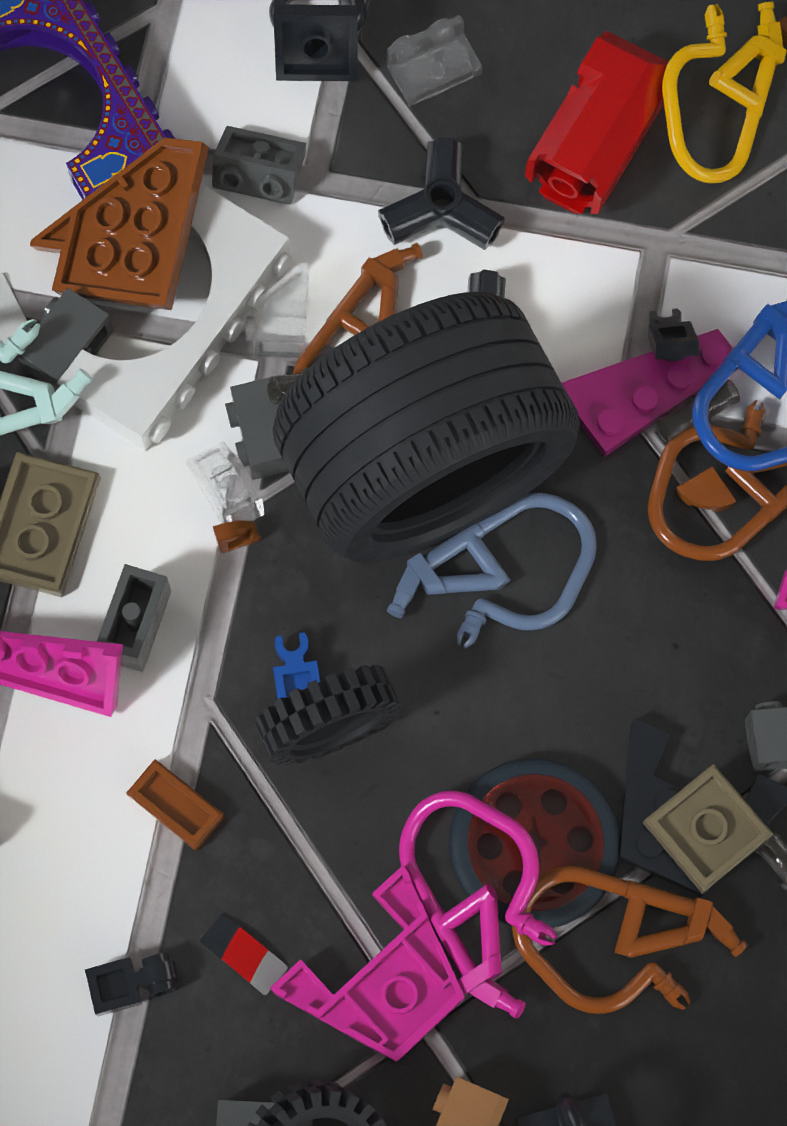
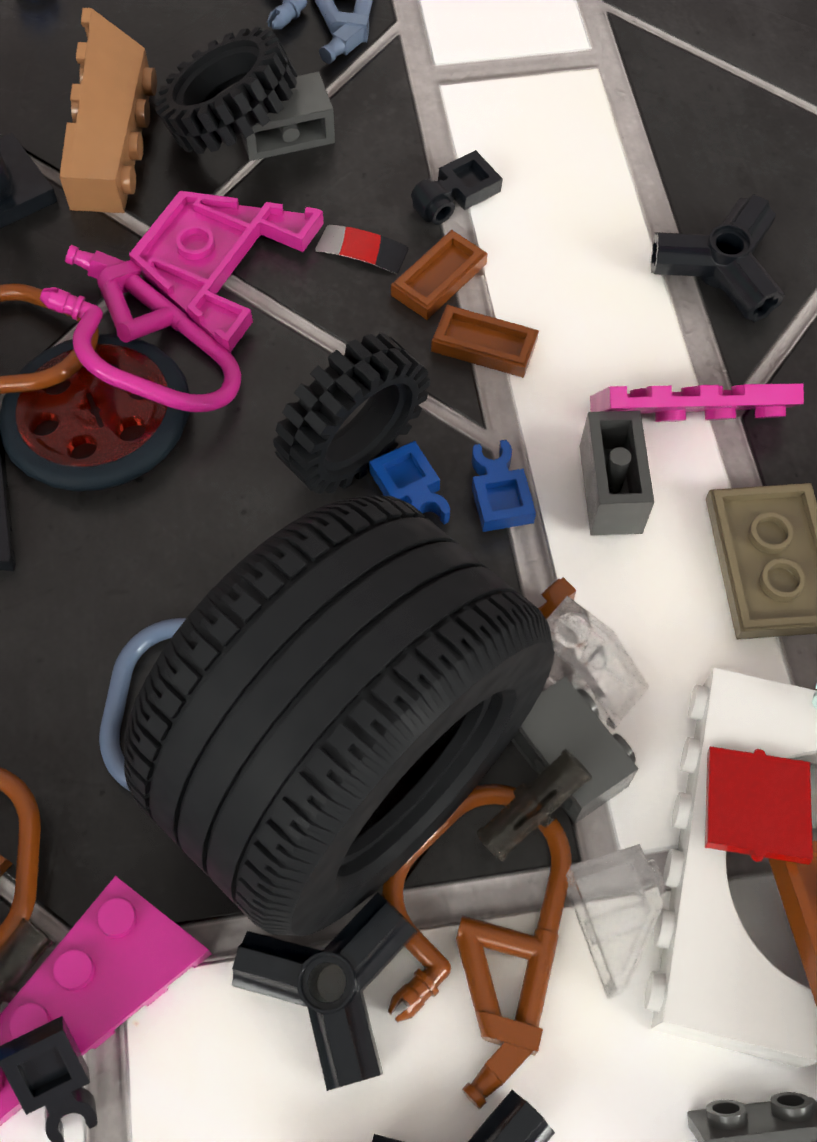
camera: 160 degrees right, 10 degrees down
(165, 331) = (758, 805): none -> red piece
(185, 892) = (439, 274): none -> dark orange tile
(227, 644) = (501, 494): none -> blue plate

